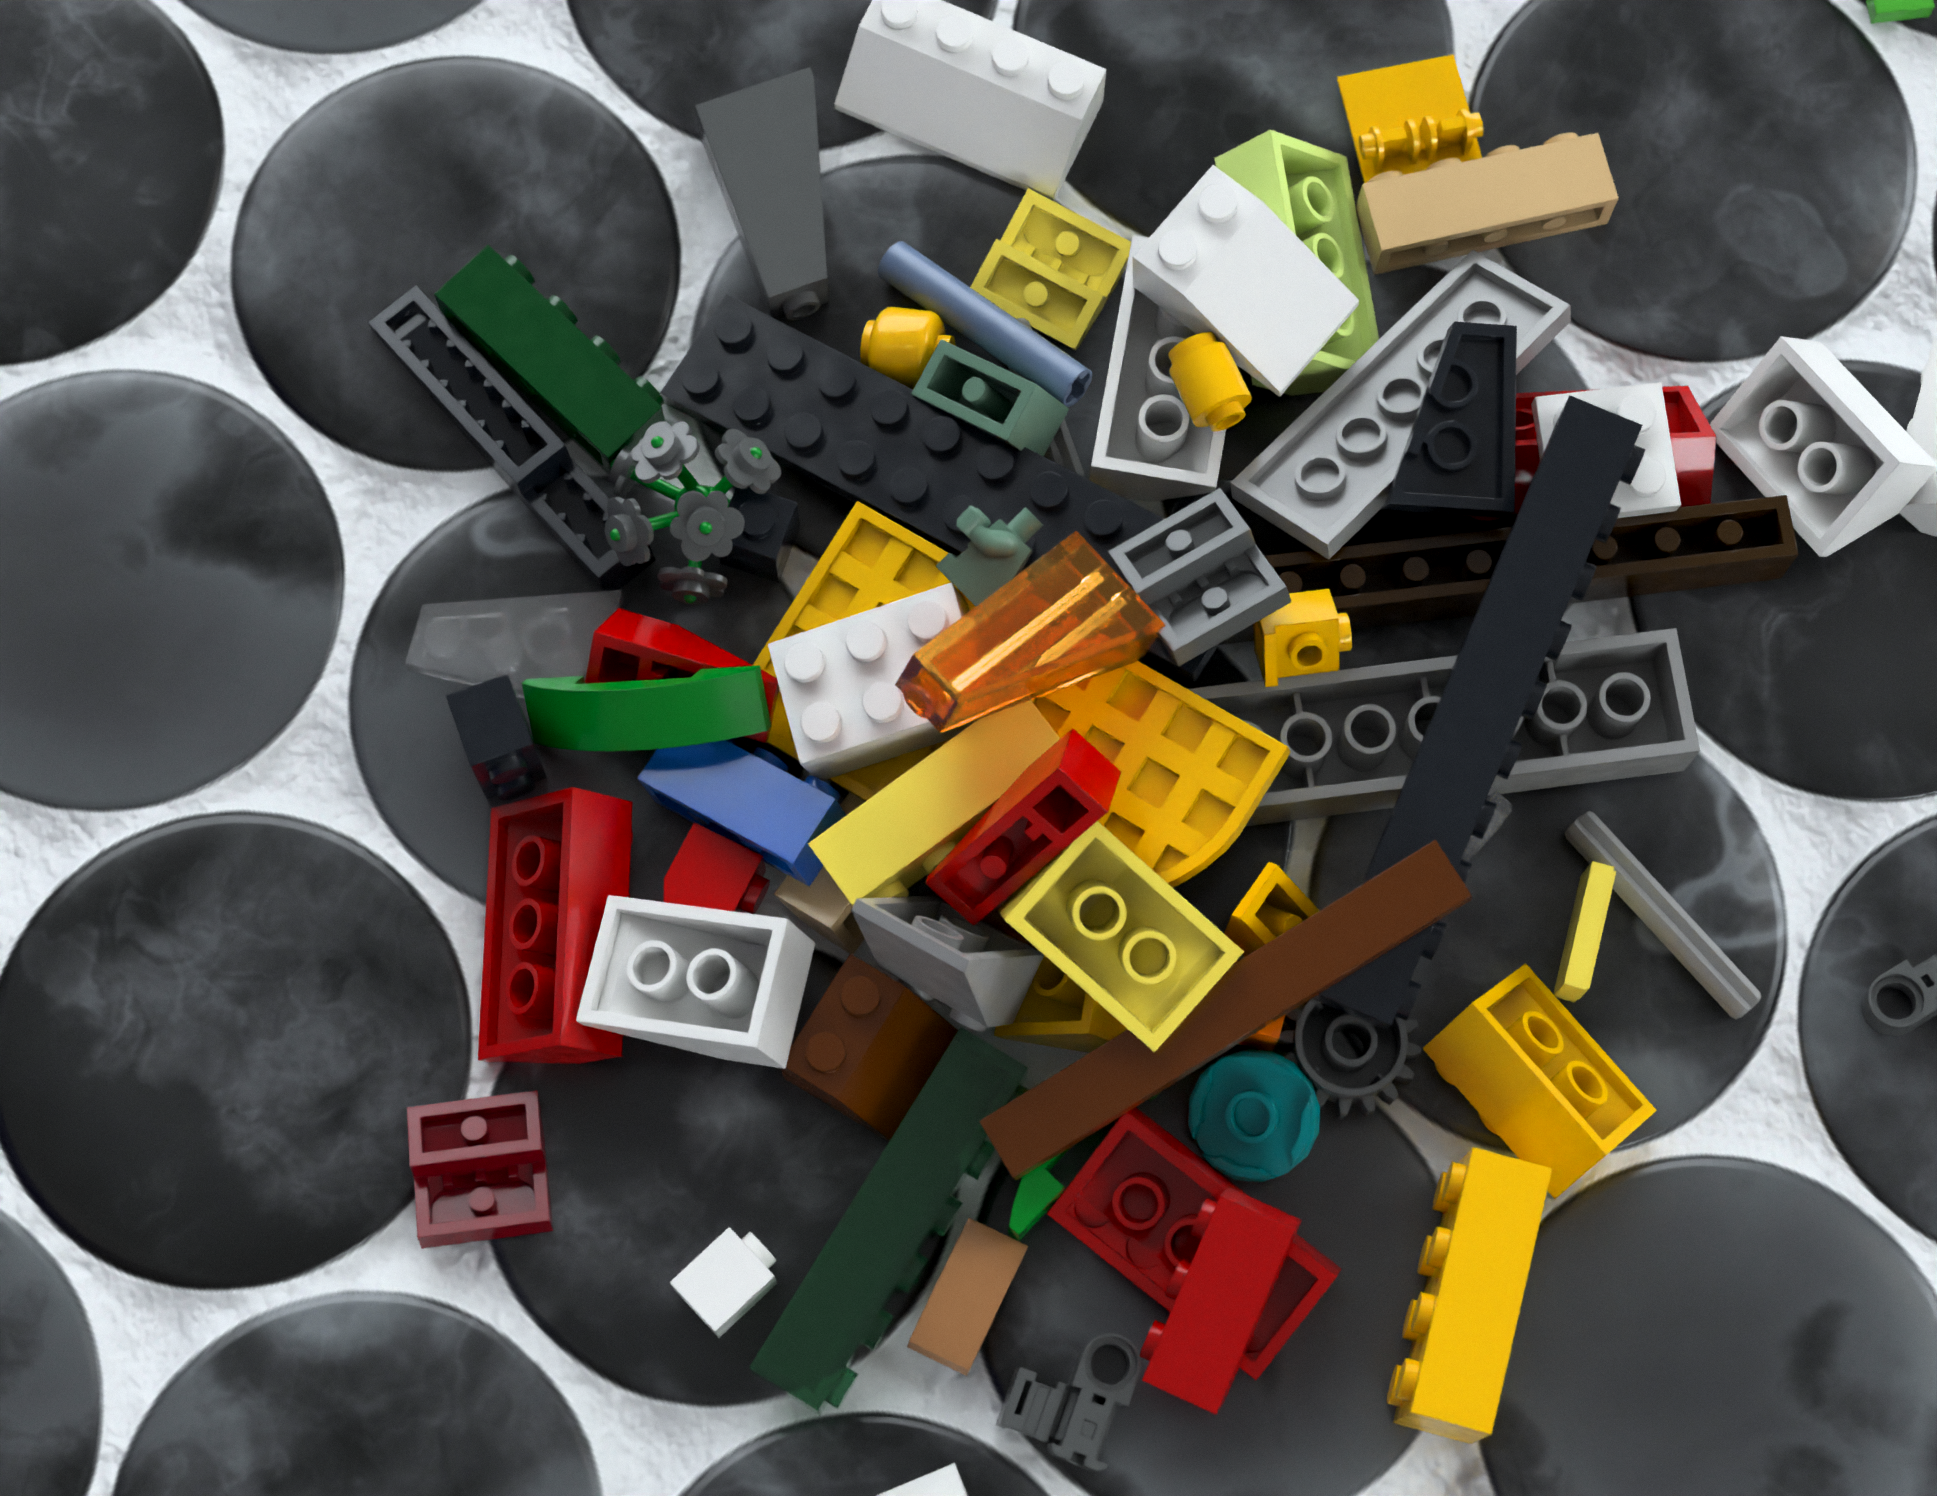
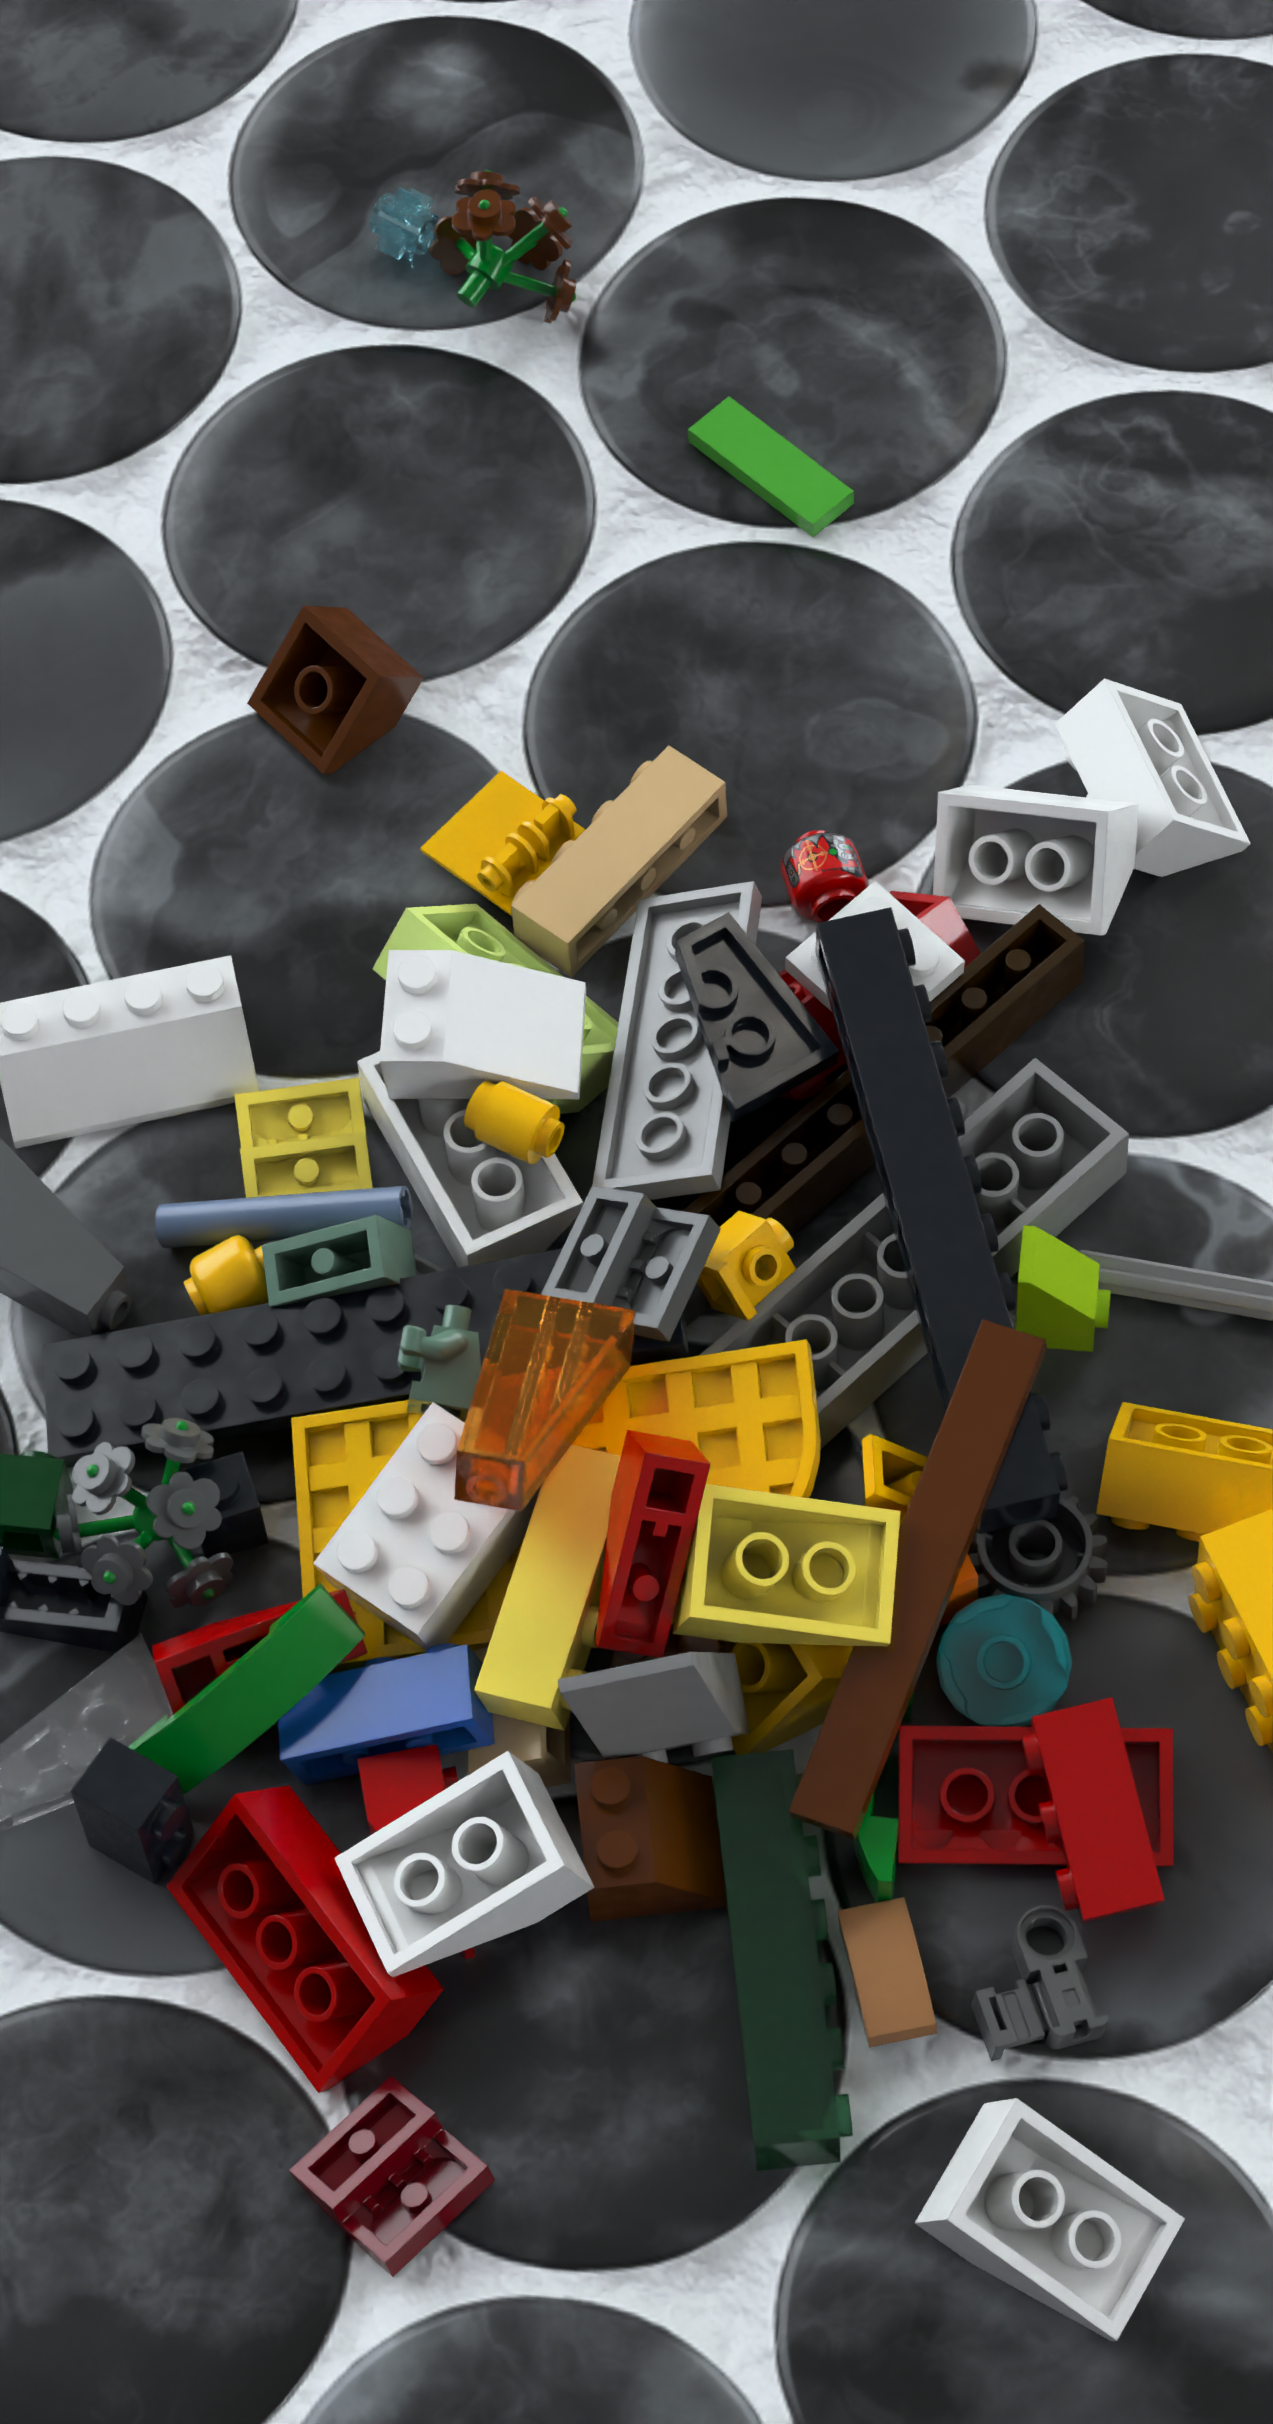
camera: 30 degrees left, 15 degrees down
(726, 1280) = (676, 2105): white brick -> none
(1539, 841) = (1059, 1293): none -> lime slope
(1584, 932) = (1149, 1340): light yellow tile -> none
(1639, 336) = (822, 874): none -> red head

